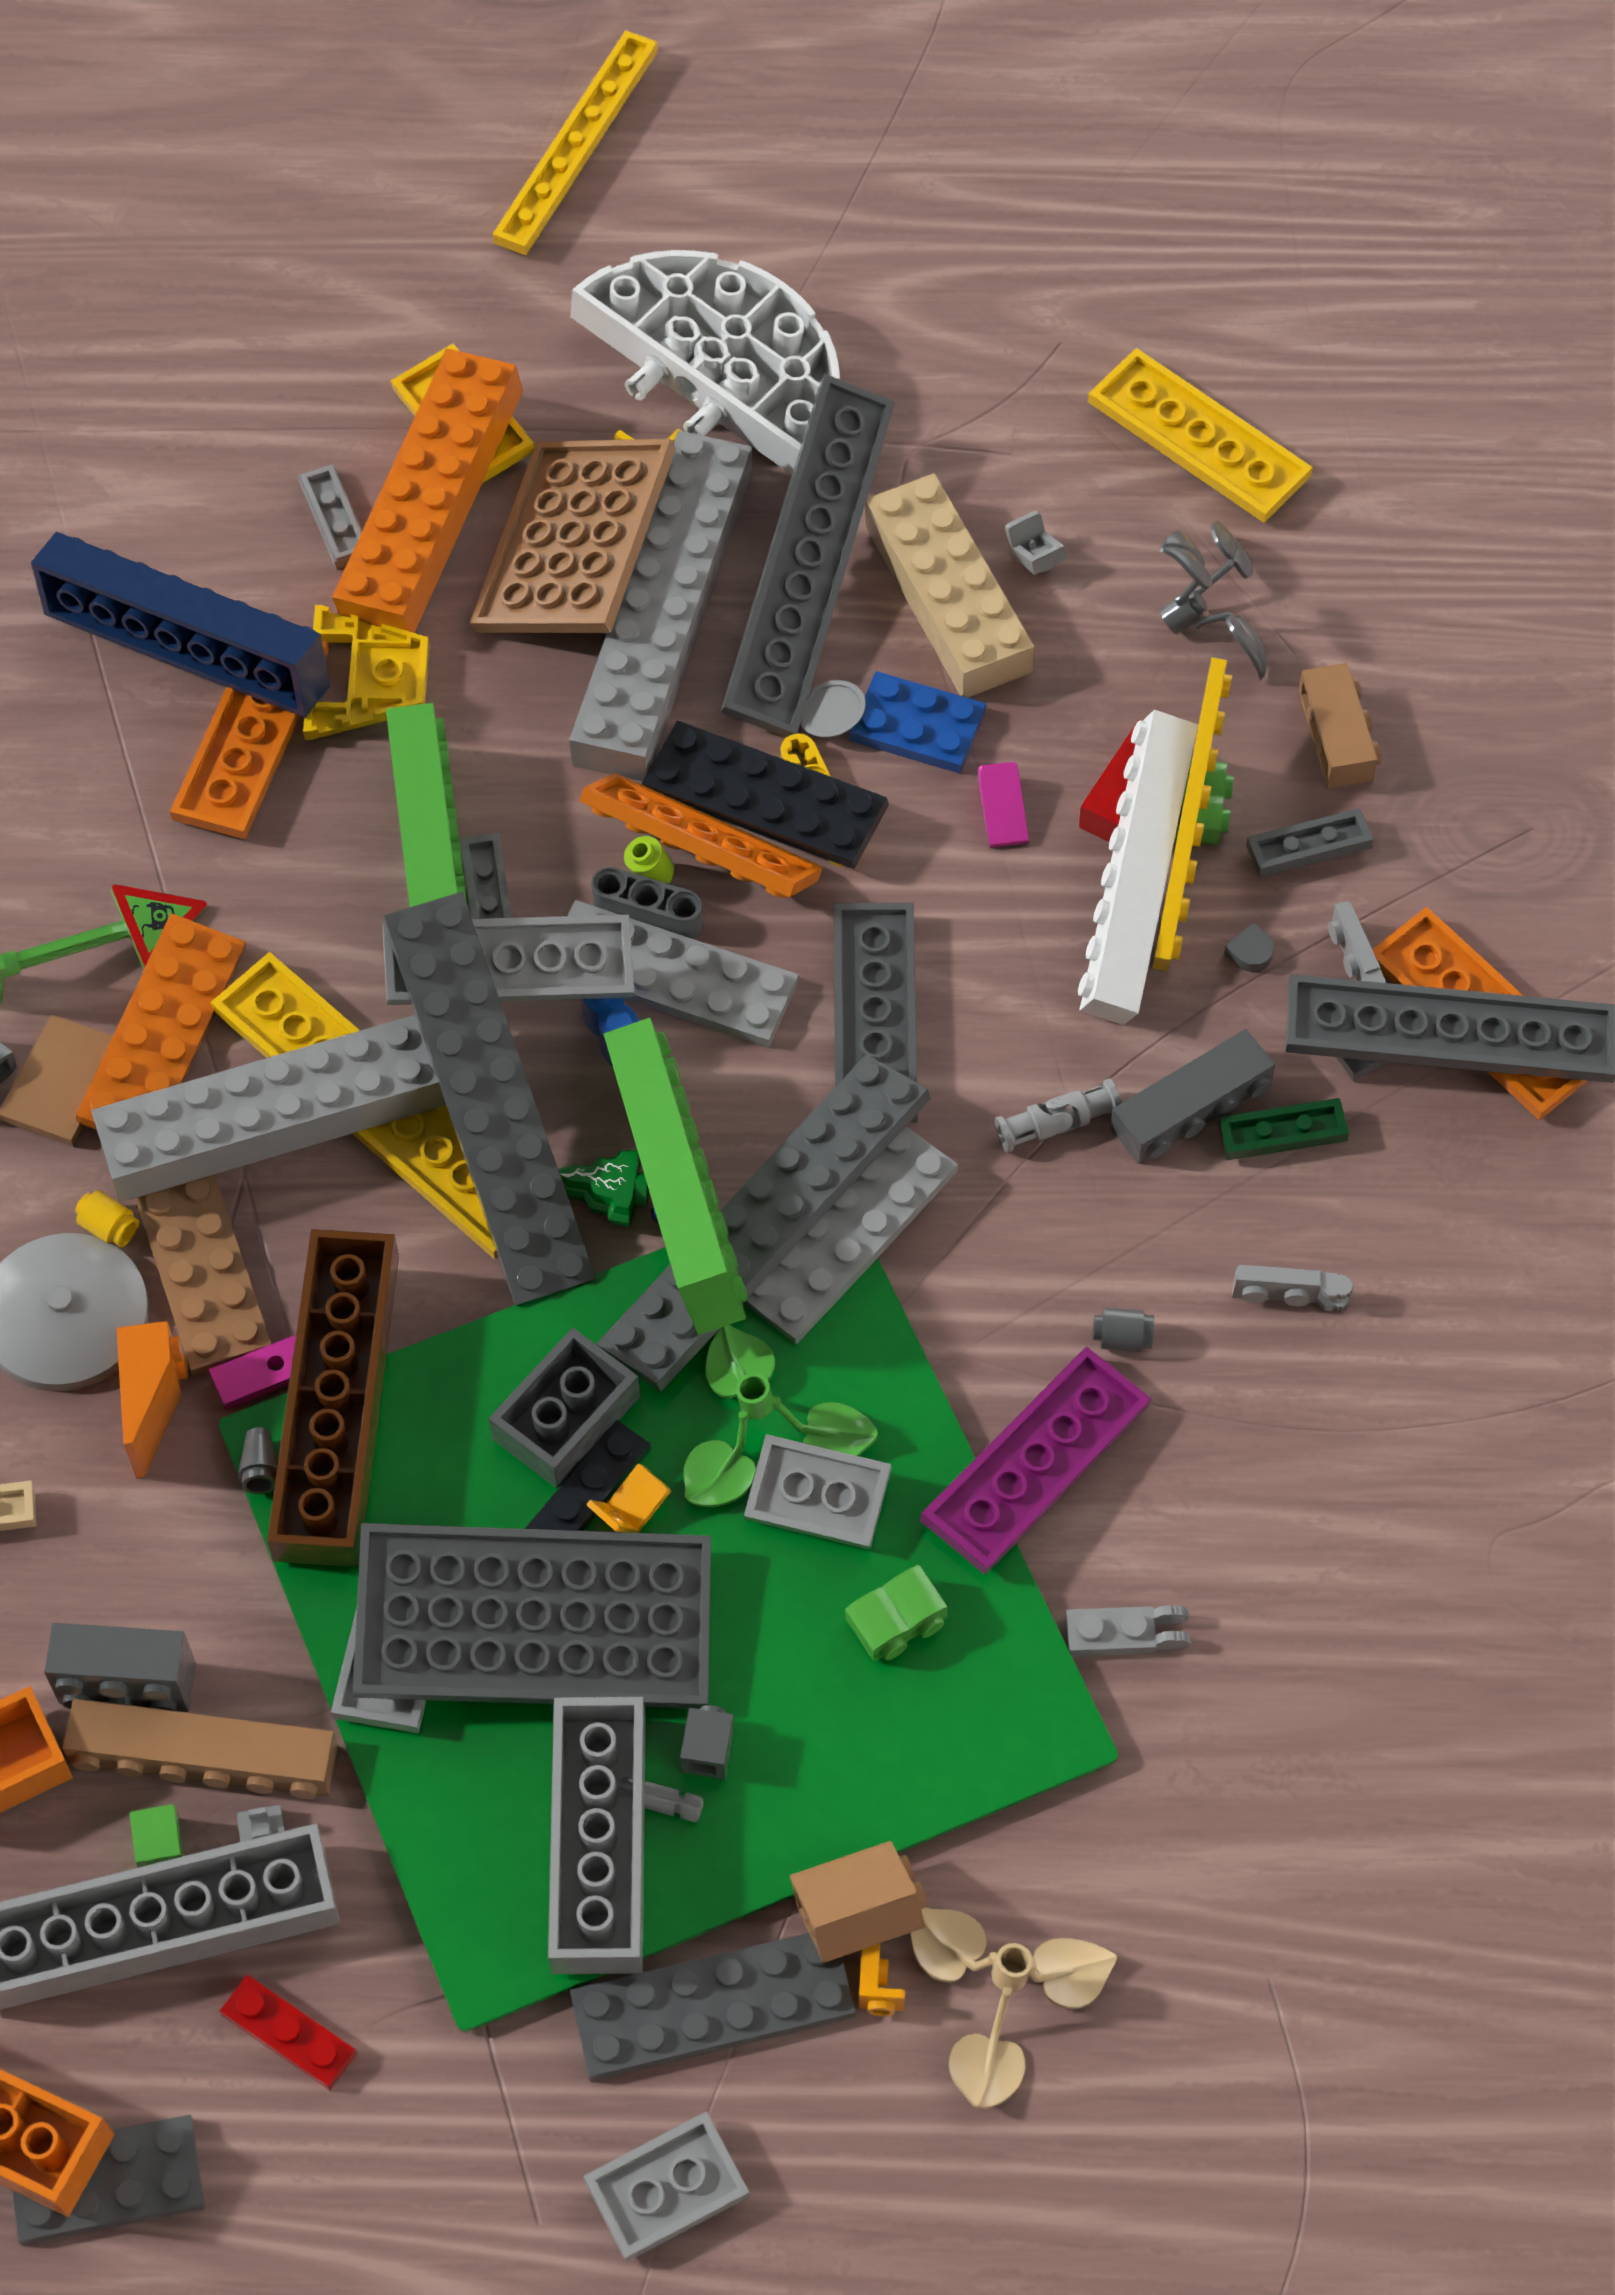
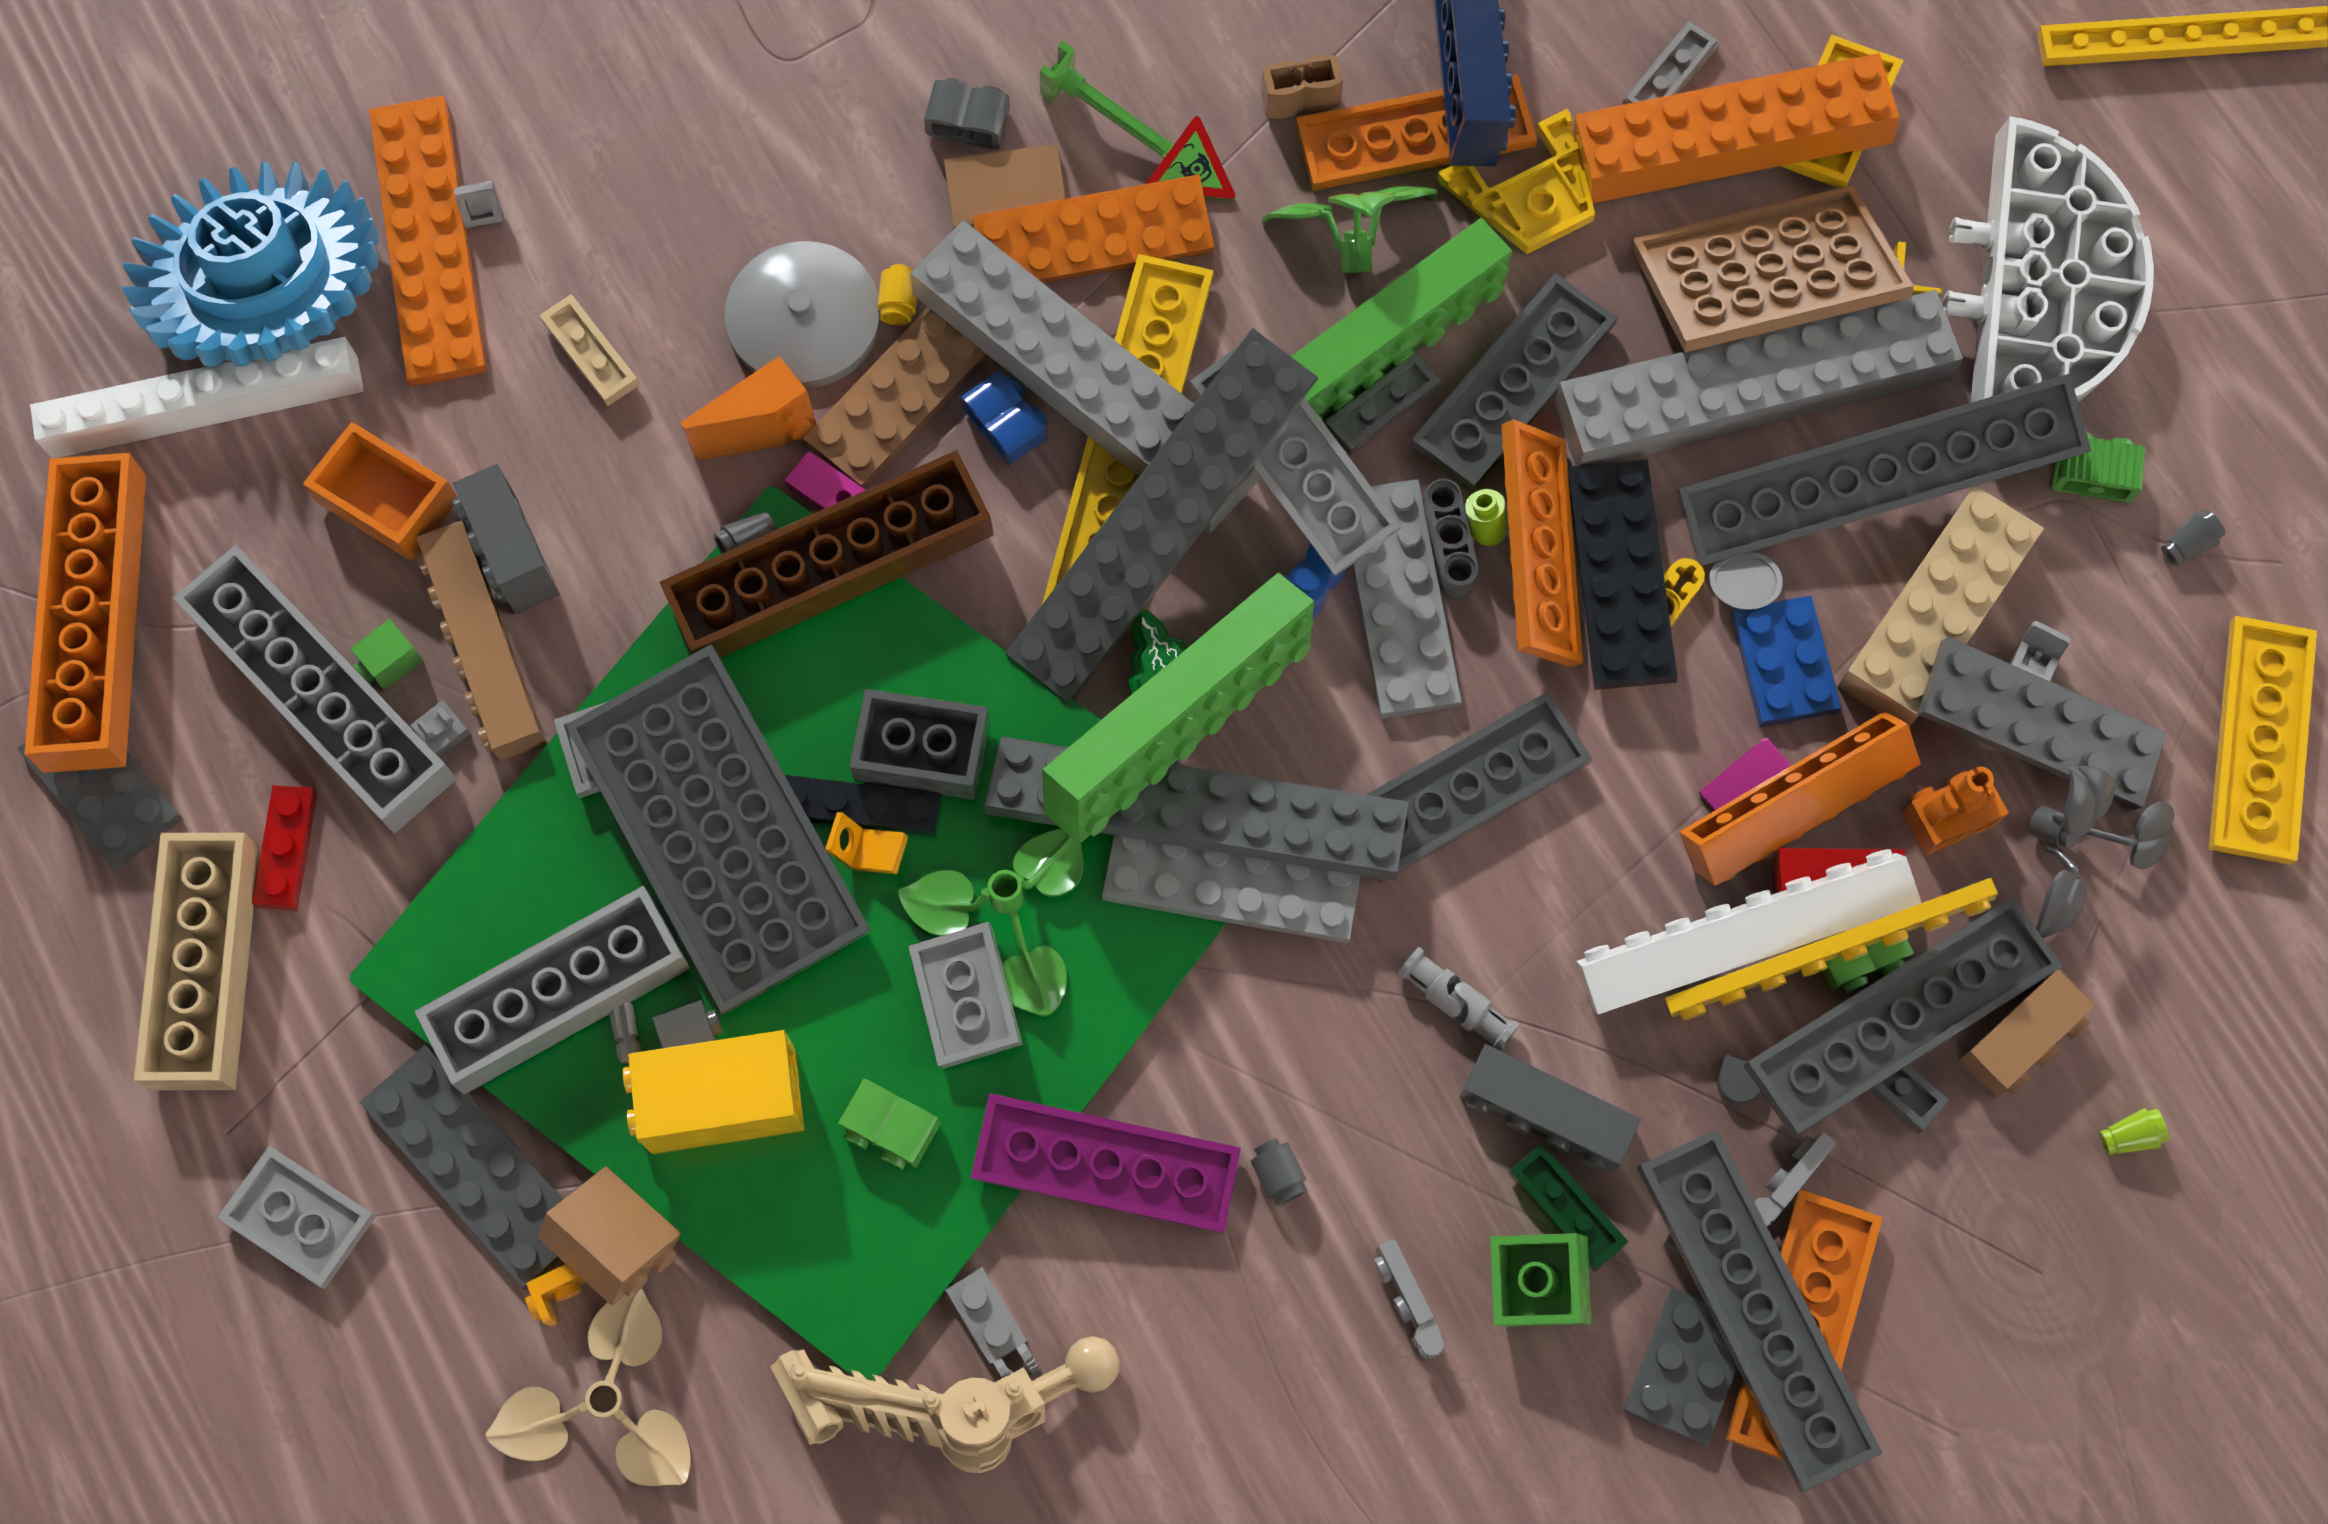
camera: 60 degrees right, 10 degrees up
(146, 789) = (1305, 86): none -> medium nougat brick
(289, 1191) = (1005, 417): none -> blue brick
(309, 776) = (1356, 246): none -> bright green plant
(360, 2155) = (197, 962): none -> tan brick
(536, 781) = (1513, 380): none -> dark grey plate
(784, 1737) = (714, 1092): none -> yellow brick
(914, 410) = (2107, 472): none -> bright green brick
(1004, 381) = (2195, 536): none -> dark grey cone
(1046, 771) = (1800, 798): none -> orange brick
(1088, 570) = (2039, 720): none -> dark grey plate
(1126, 667) = (1955, 811): none -> orange brick
(1202, 1686) = (968, 1422): none -> tan piece
(1274, 802) = (1902, 1017): none -> dark grey plate
(1336, 1174) = (1540, 1280): none -> bright green brick
(1461, 698) = (2135, 1133): none -> lime cone
(1465, 1118) = (1683, 1371): none -> dark grey plate

